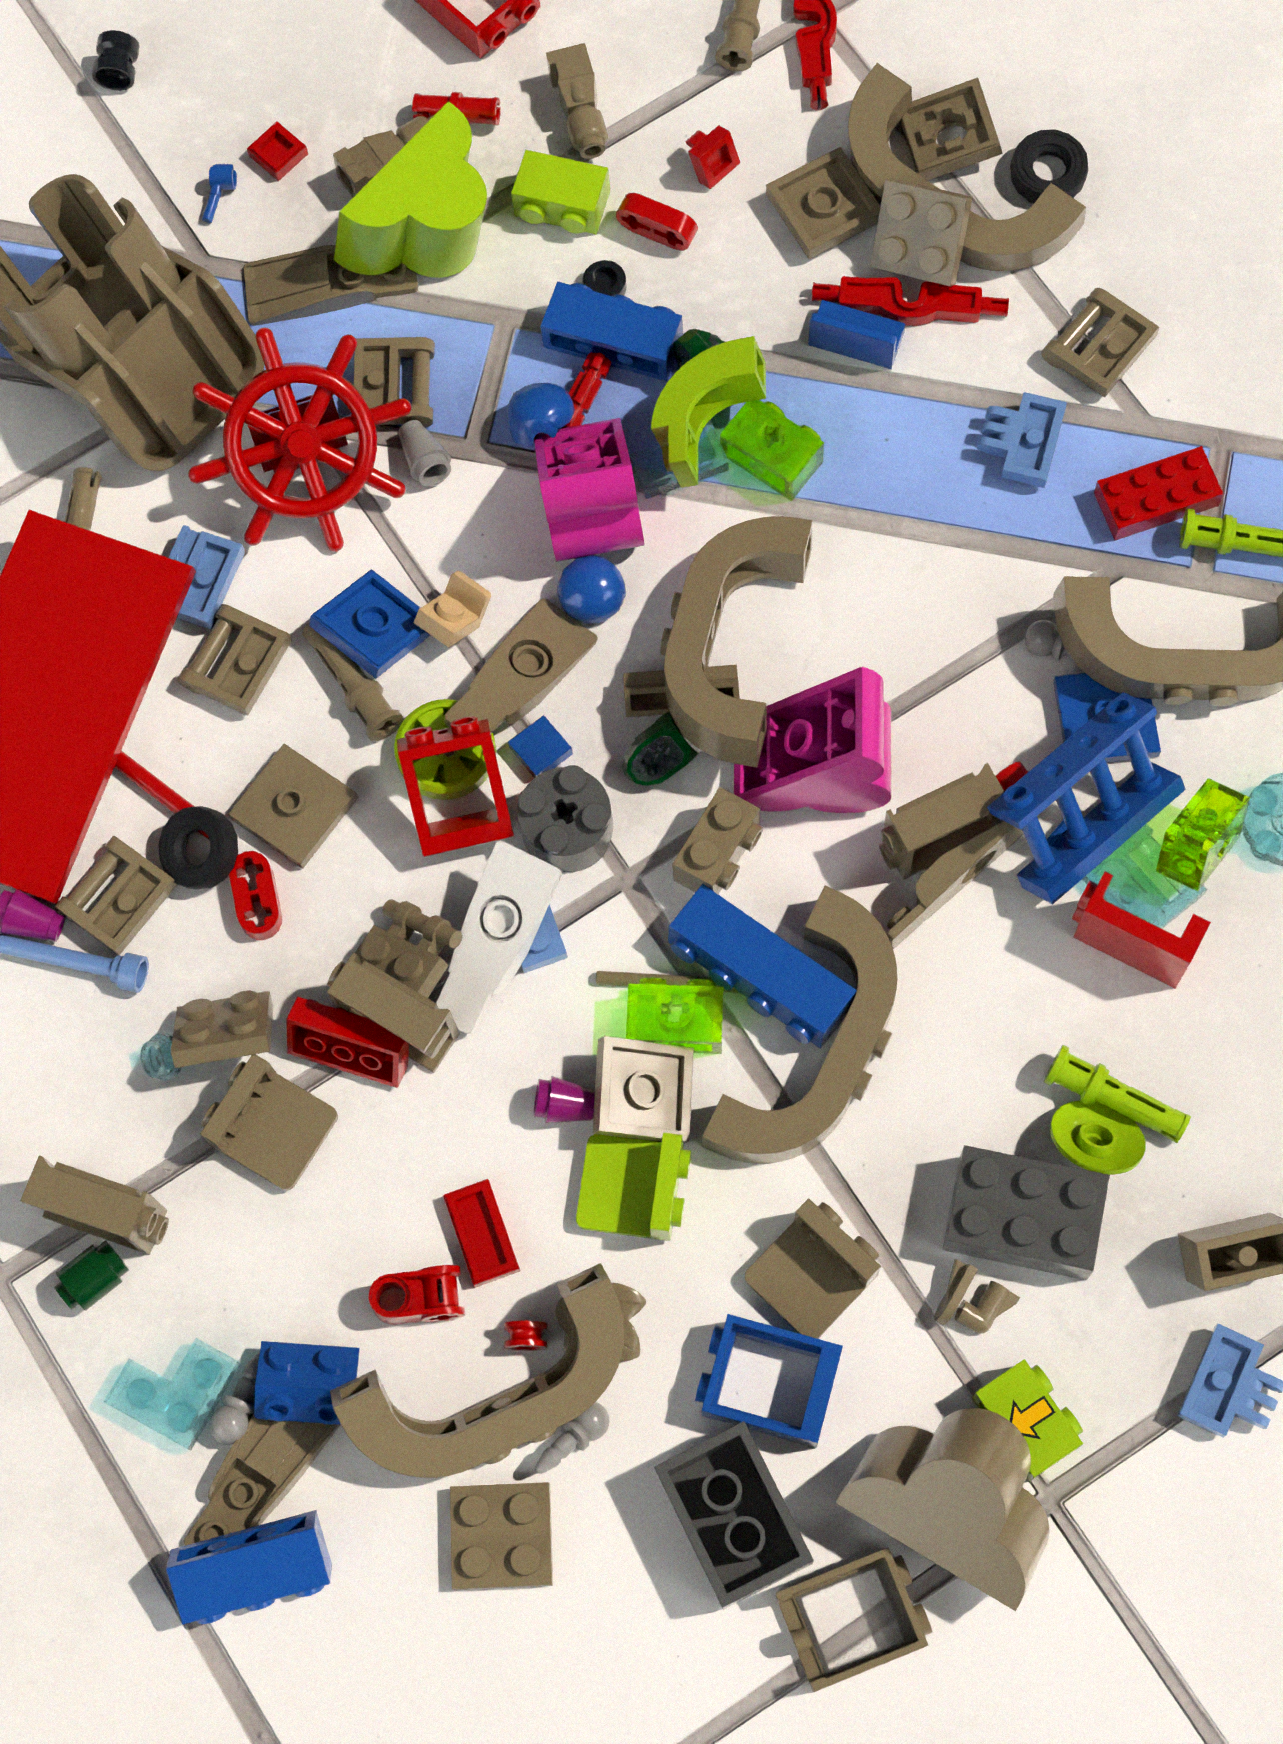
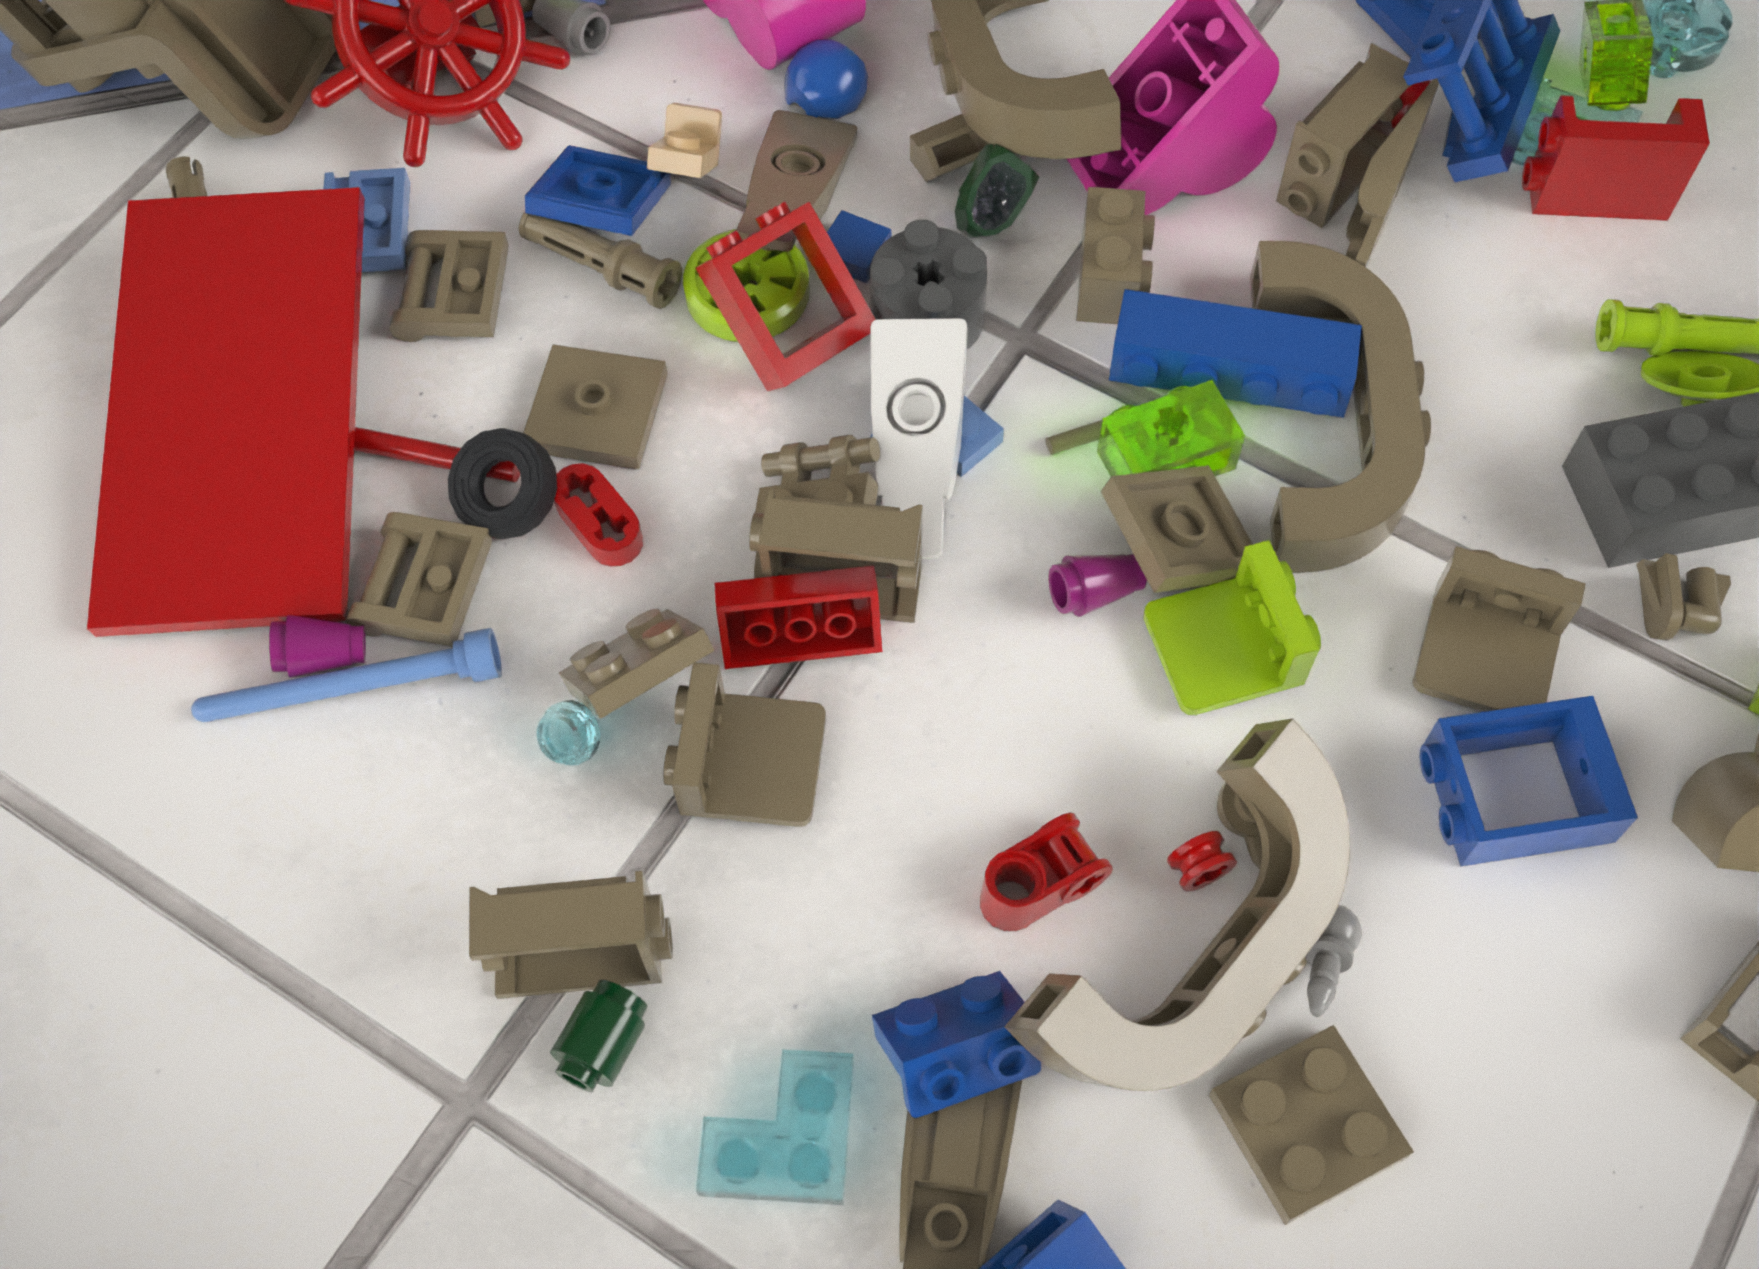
camera: 30 degrees left, 10 degrees down
(231, 1420) = (880, 1137): light grey bar -> none
(481, 1233) = (1075, 771): red tile -> none
(734, 1515) = (1594, 955): dark grey brick -> none

